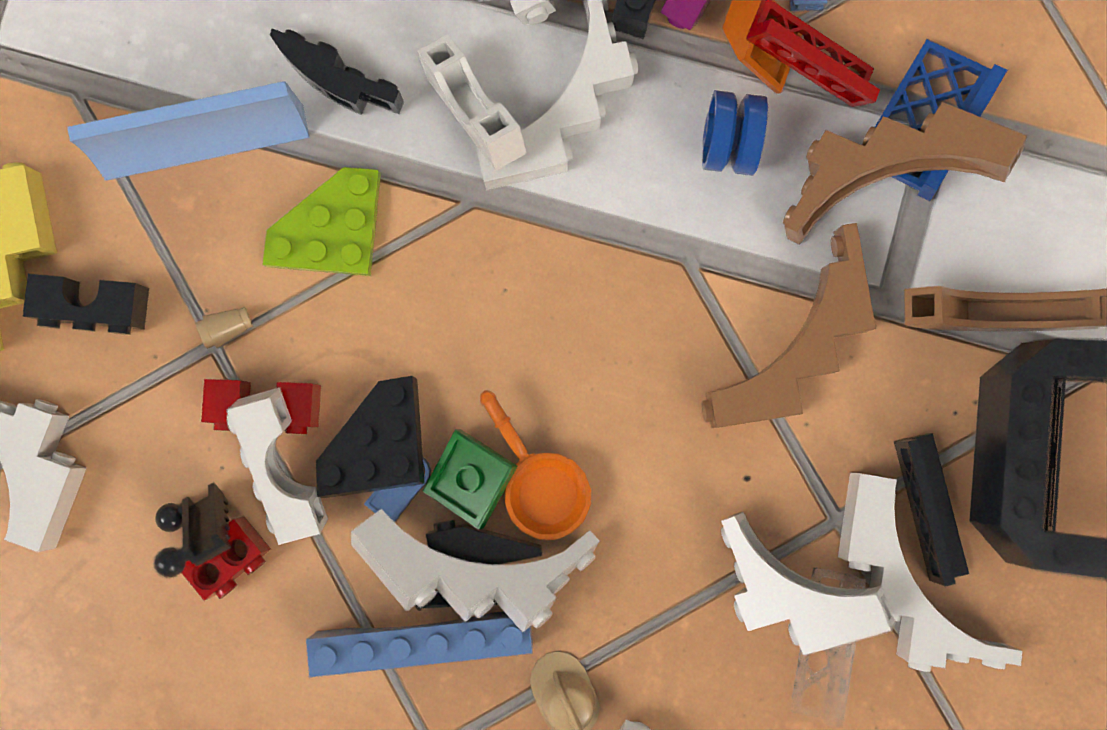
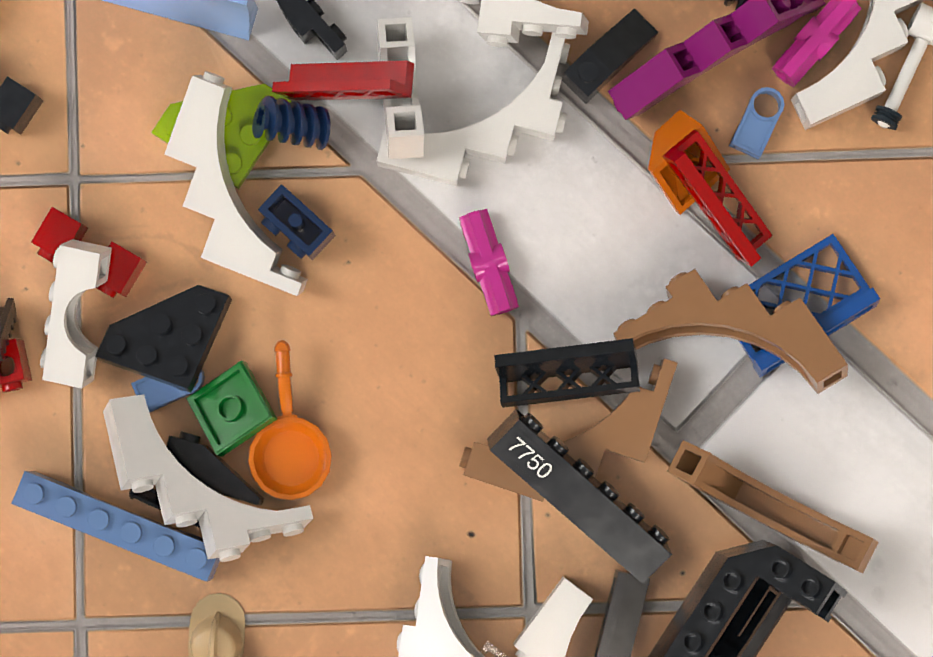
camera: 30 degrees right, 0 degrees up
(223, 326) = (88, 168): tan cone -> none
(388, 185) = (292, 120): none -> dark blue piece
(388, 319) = (234, 236): none -> white arch
(420, 120) = (348, 81): none -> red fence
(439, 276) = (299, 224): none -> dark blue brick
(633, 222) = (488, 262): none -> dark pink piece
(734, 132) = (611, 229): blue wheel -> none
(758, 272) = (565, 361): none -> black fence
(835, 390) = (579, 495): none -> black brick

